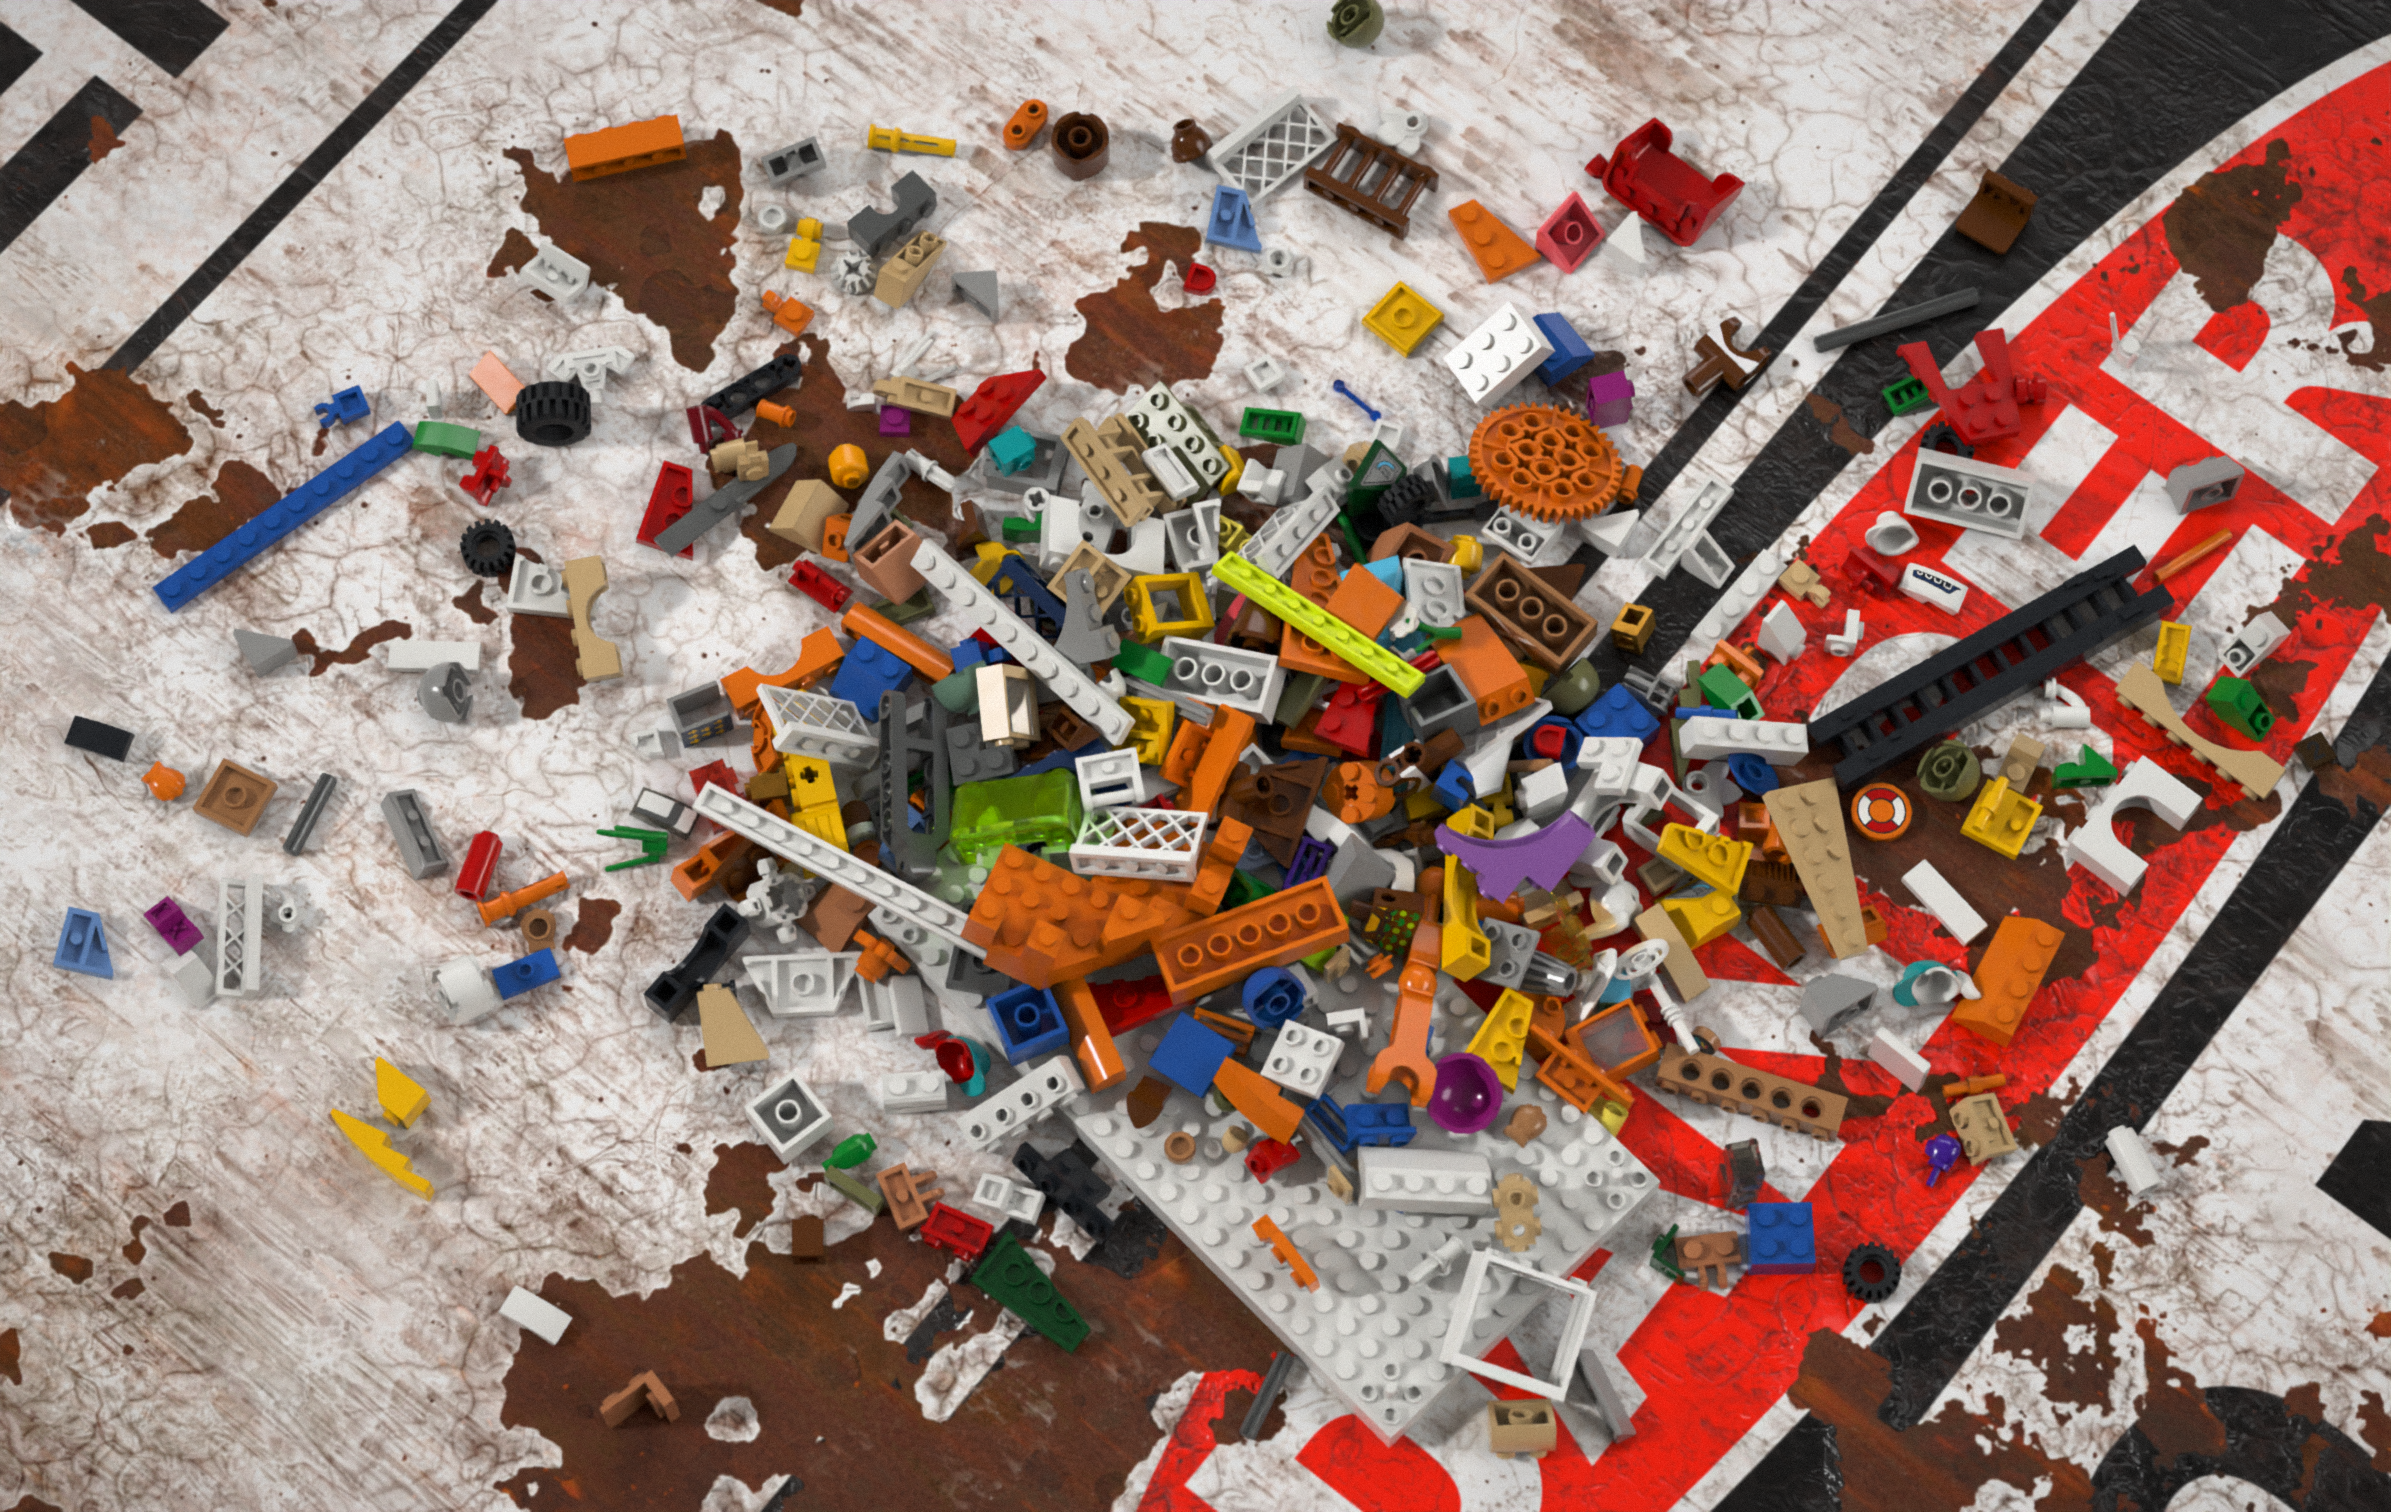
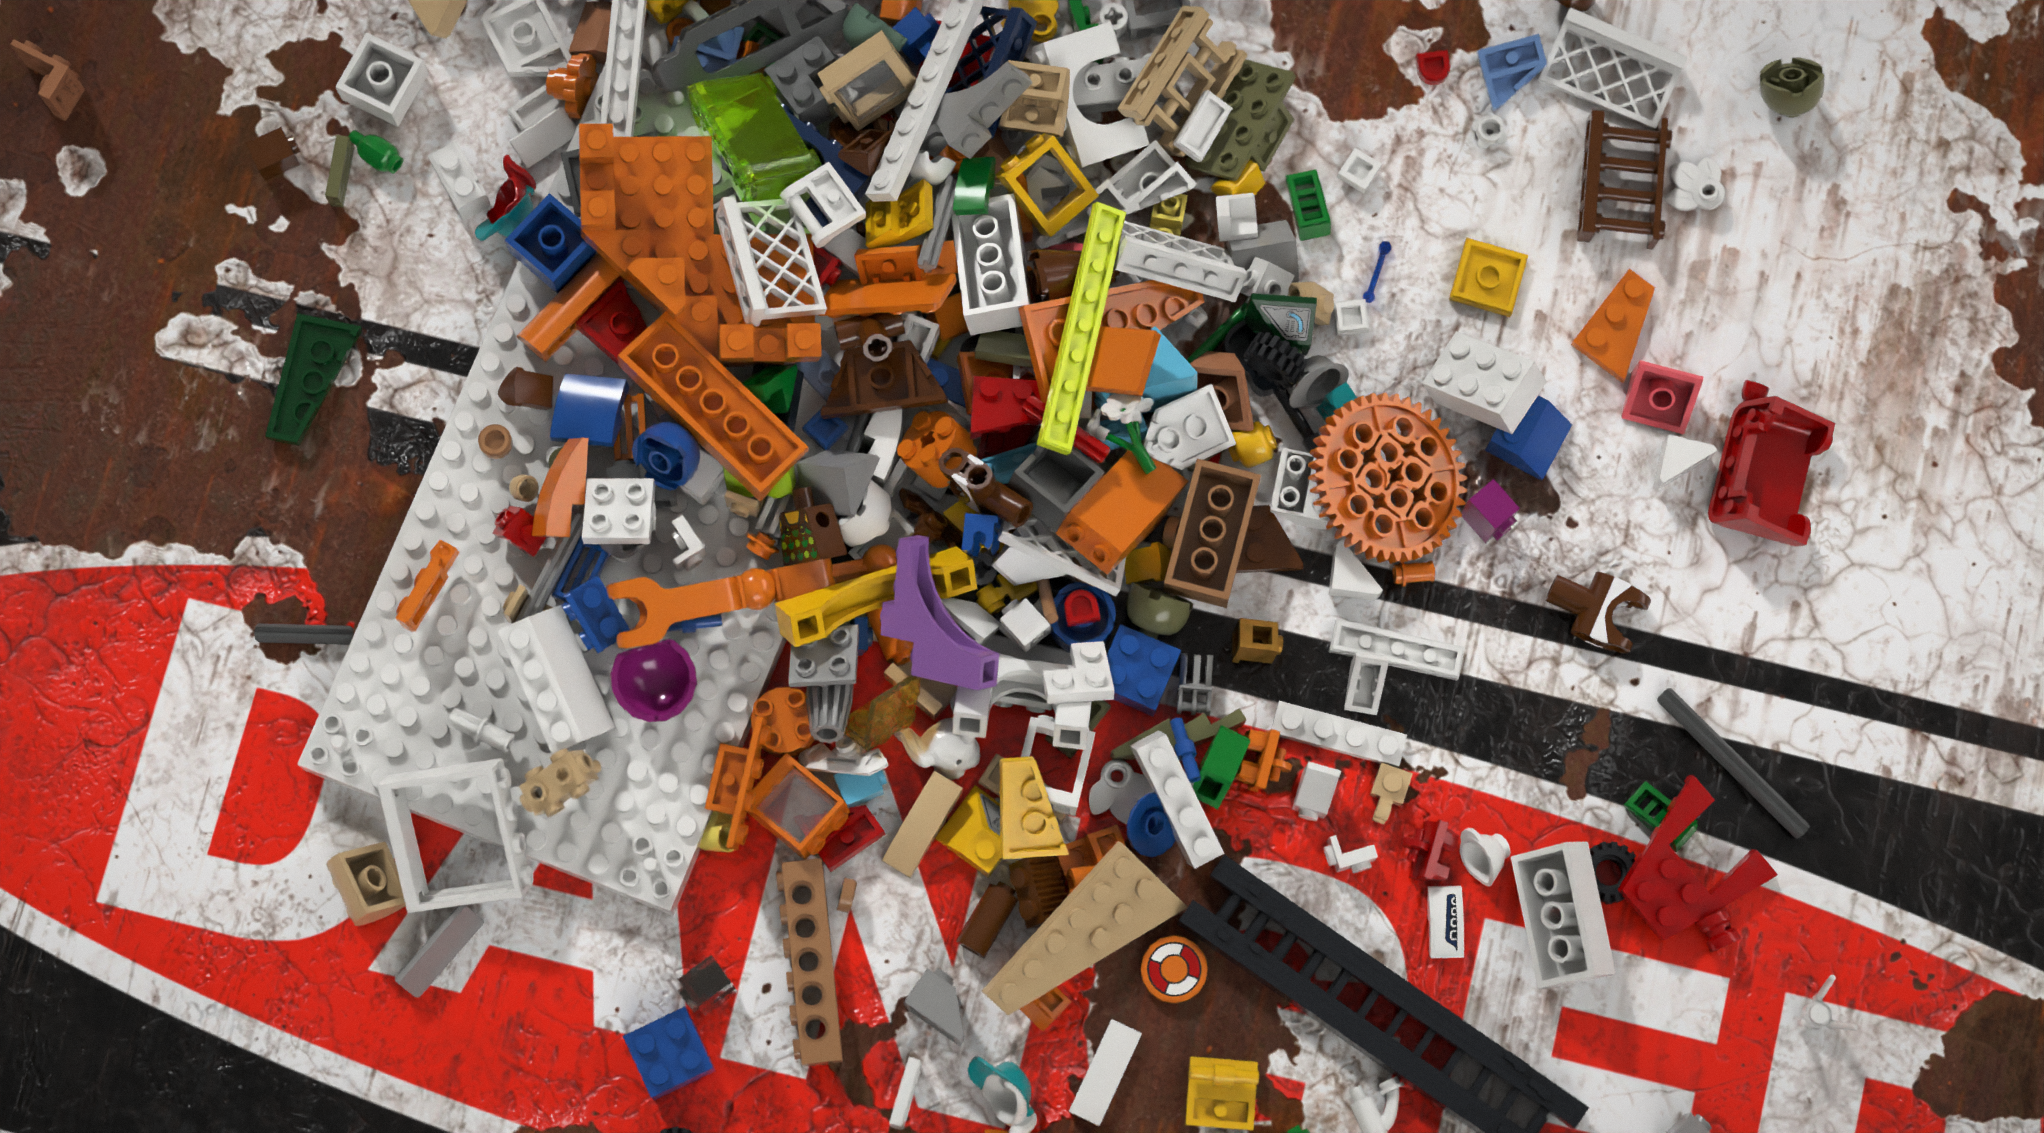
camera: 60 degrees right, 10 degrees up
(903, 1196) = (354, 218): nougat hinge -> none
(957, 1232) = (338, 281): red bracket -> none
(1009, 1199) = (396, 313): white slope -> none
(1021, 1104) = (480, 278): white brick -> none
(1069, 1186) = (433, 364): black bracket -> none
(1317, 846) = (826, 434): dark purple tile -> none
(1504, 1037) = (736, 694): yellow wing -> none
(1526, 1124) = (661, 755): medium nougat animal -> none
(1640, 959) = (883, 805): white dish -> none
(1660, 1246) = (611, 941): dark green bracket -> none
(1708, 1252) = (630, 989): nougat hinge -> none
(1949, 771) = (1242, 1019): olive cylinder -> none
(1997, 212) = (1906, 815): reddish brown bracket -> none
(2021, 762) = (1294, 1088): tan slope -> none

